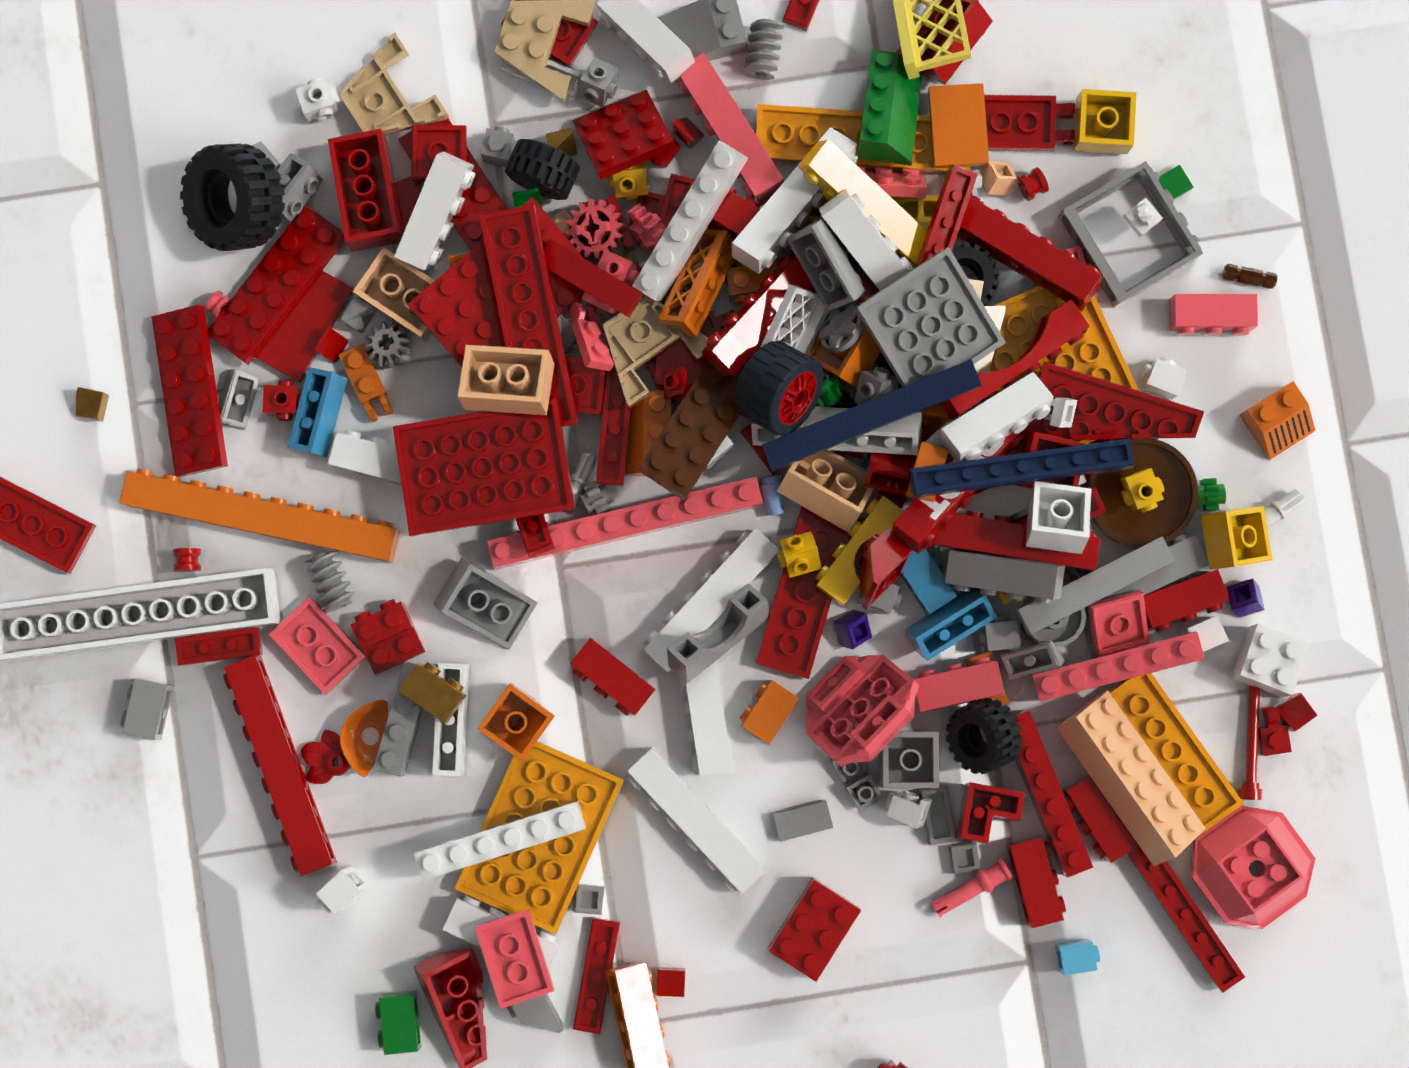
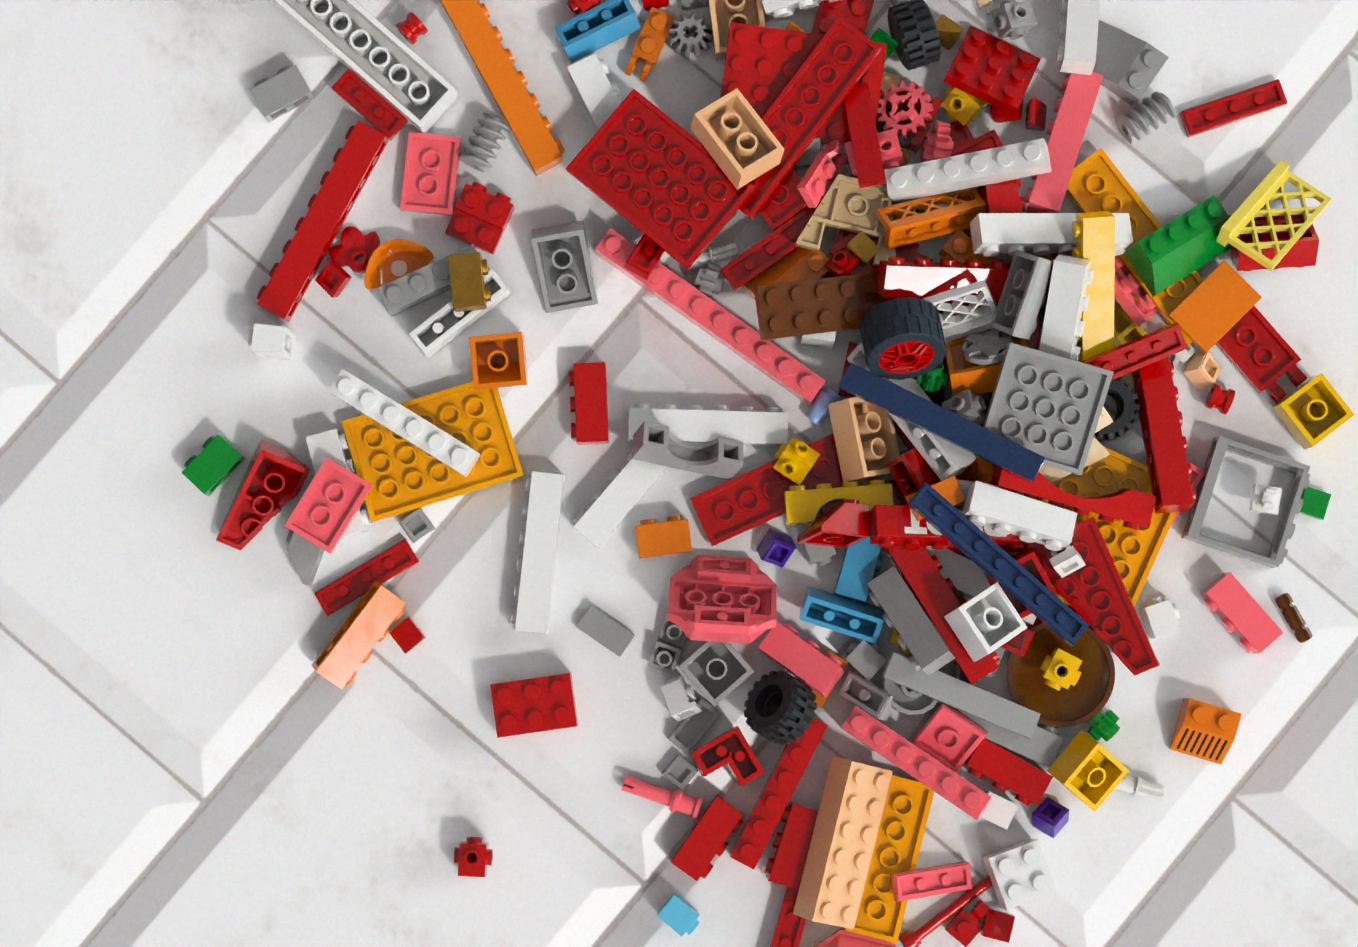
camera: 50 degrees right, 0 degrees up
(333, 796) = (333, 278): none -> red plate
(678, 356) = (863, 247): none -> pearl gold slope
(1218, 734) = (931, 881): none -> coral tile

